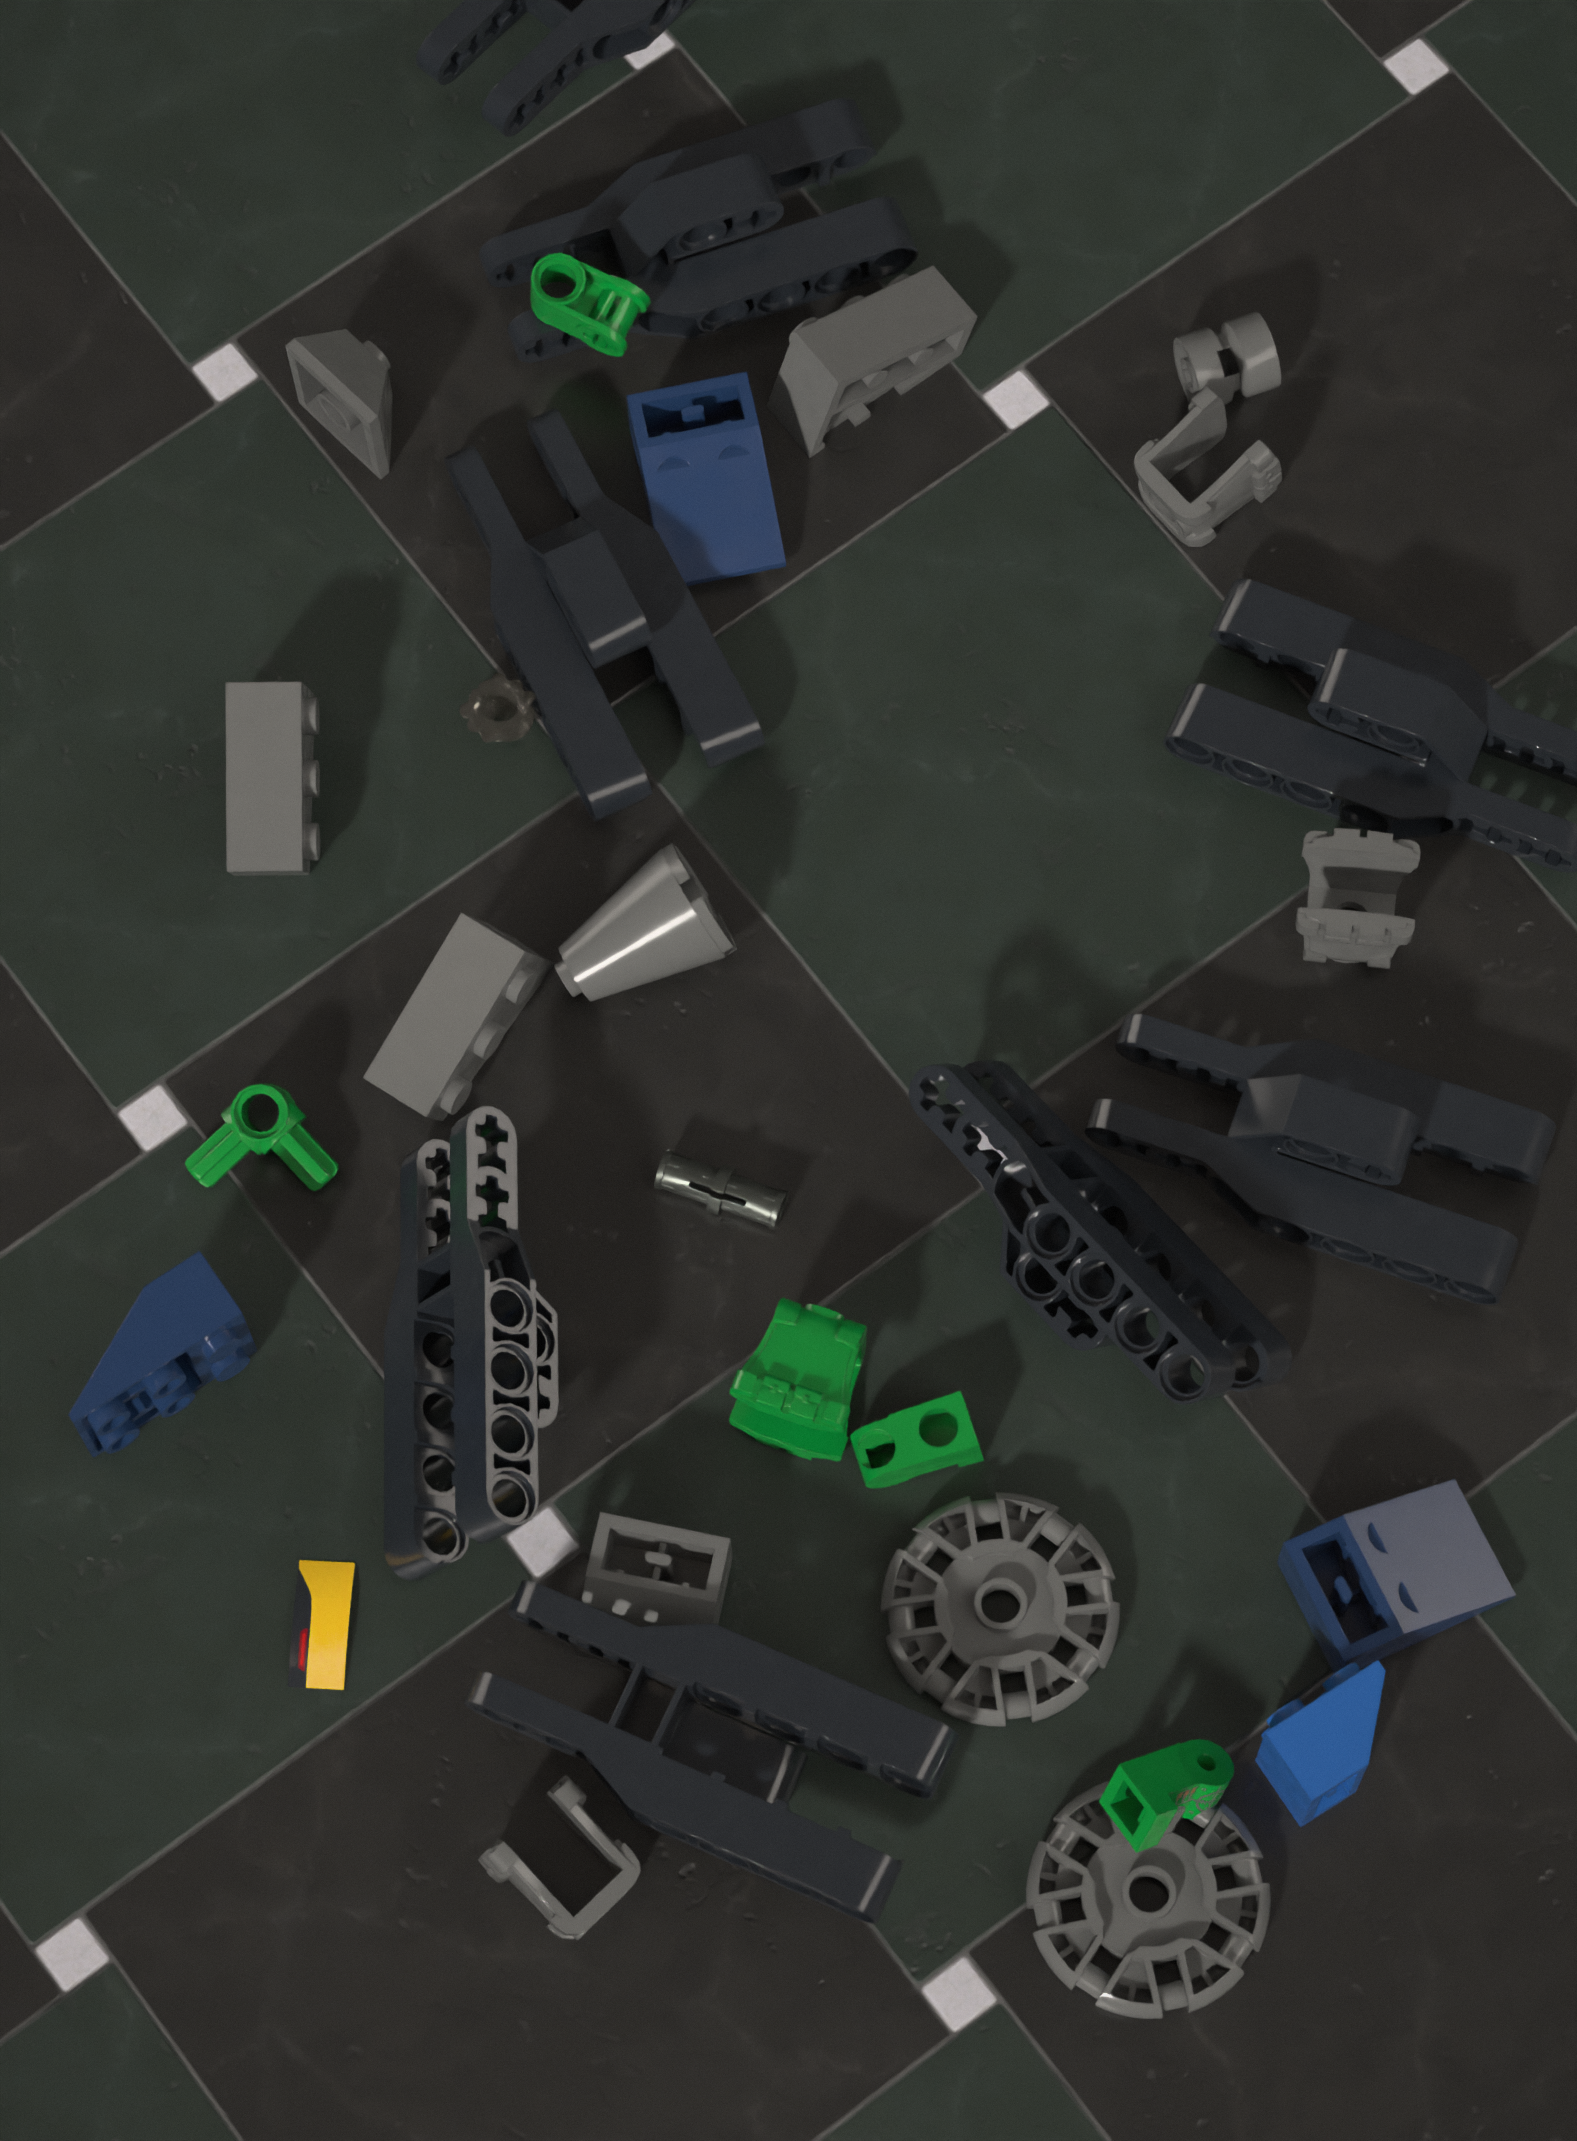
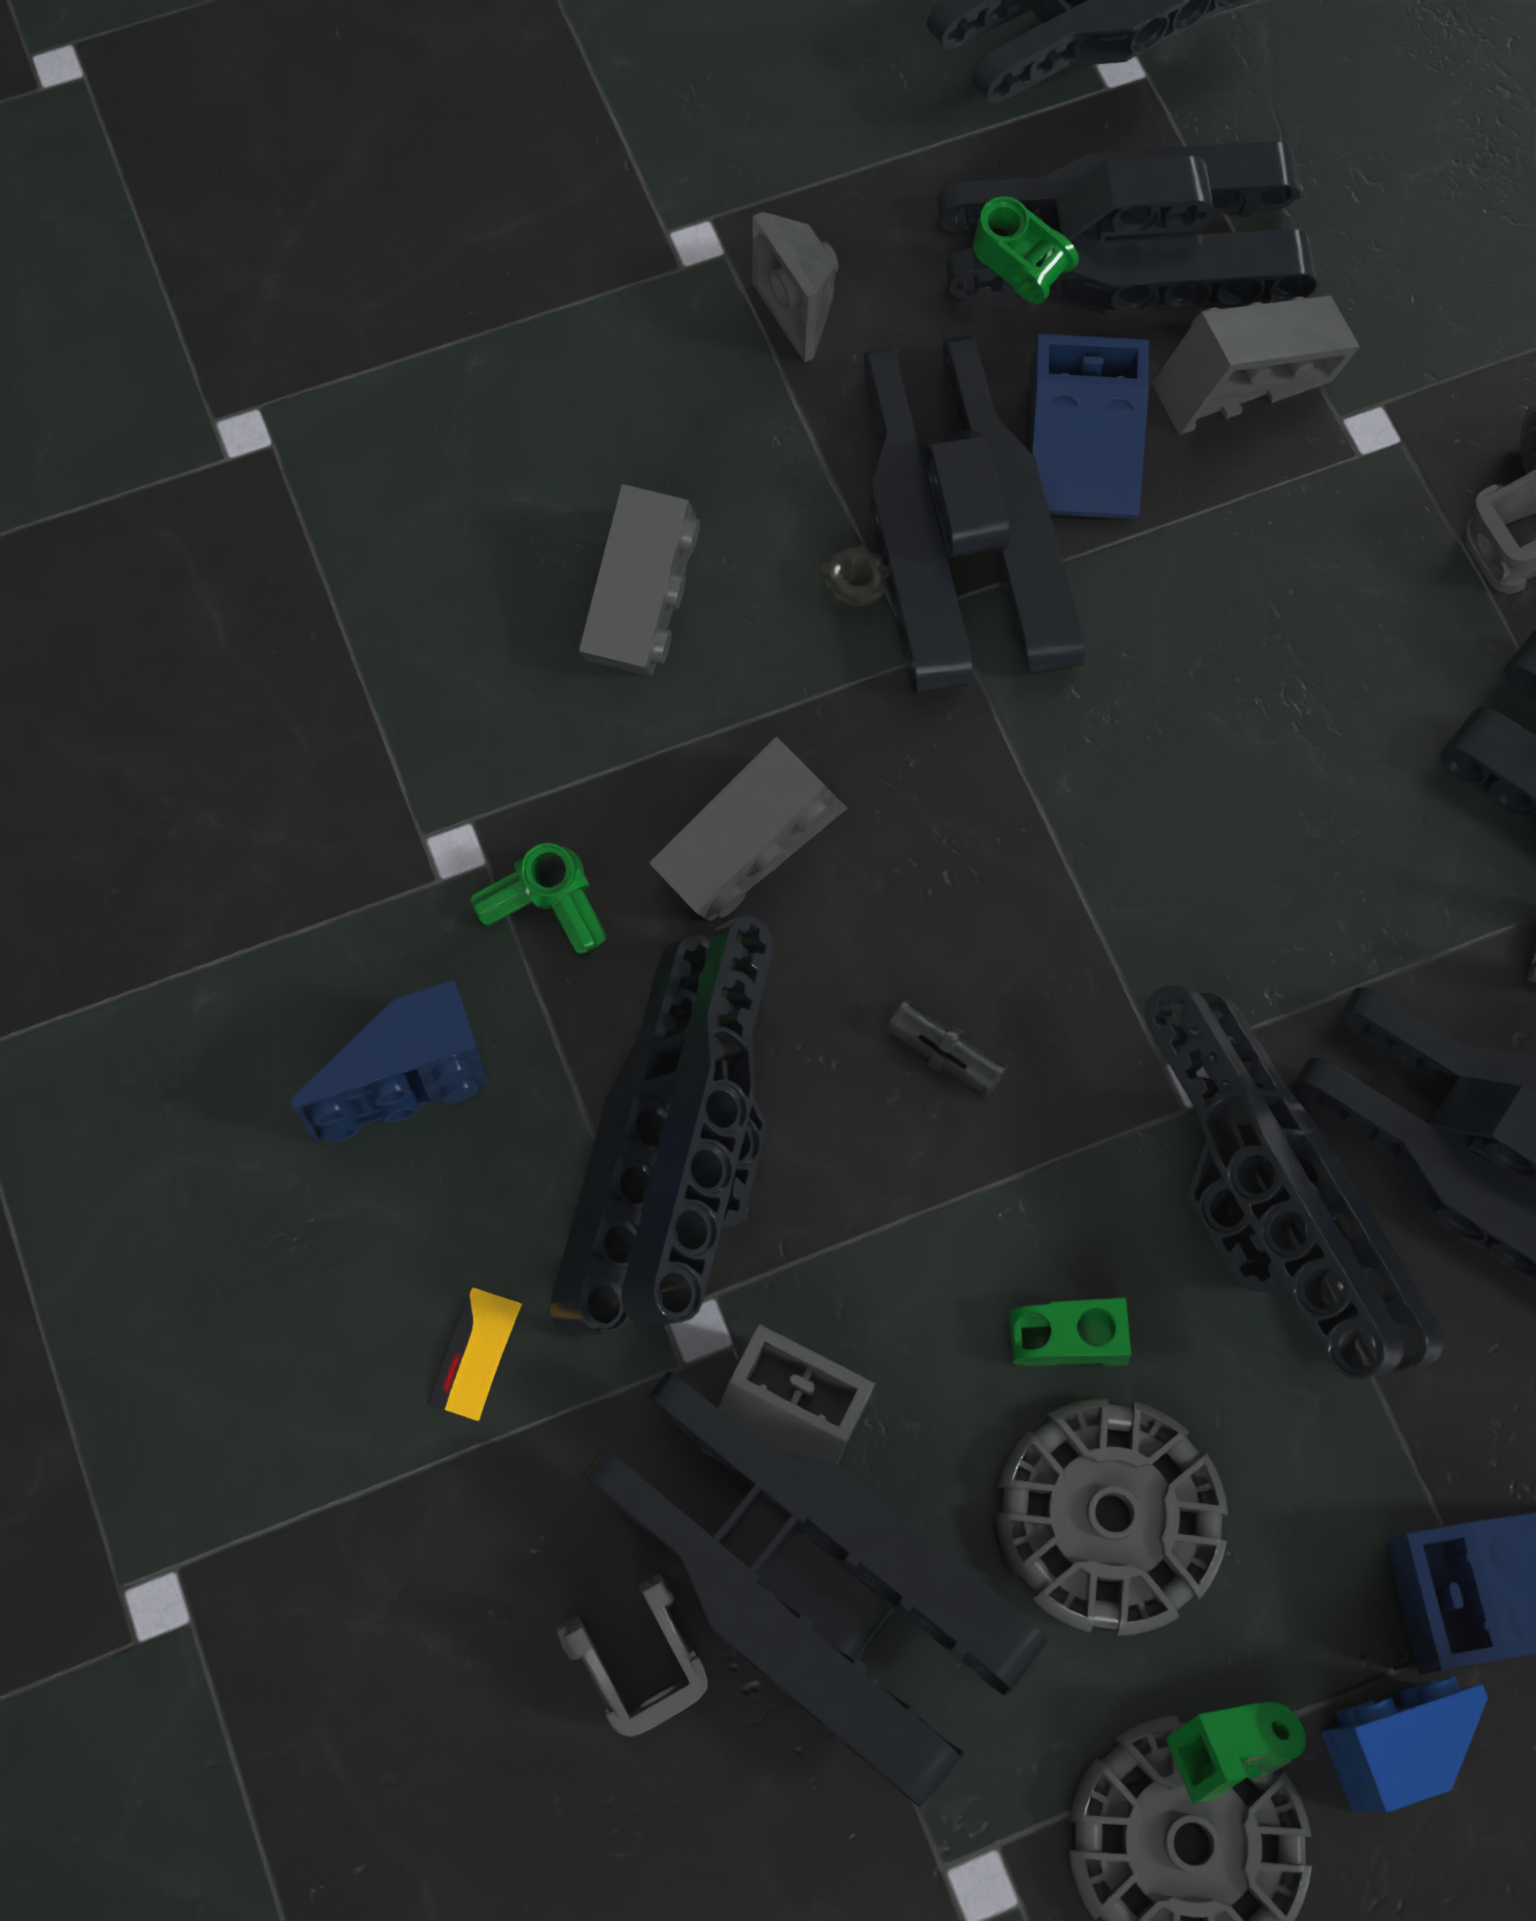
camera: 10 degrees right, 0 degrees up
(645, 931) = (935, 799): dark grey cone -> none
(801, 1382) = (977, 1248): green piece -> none

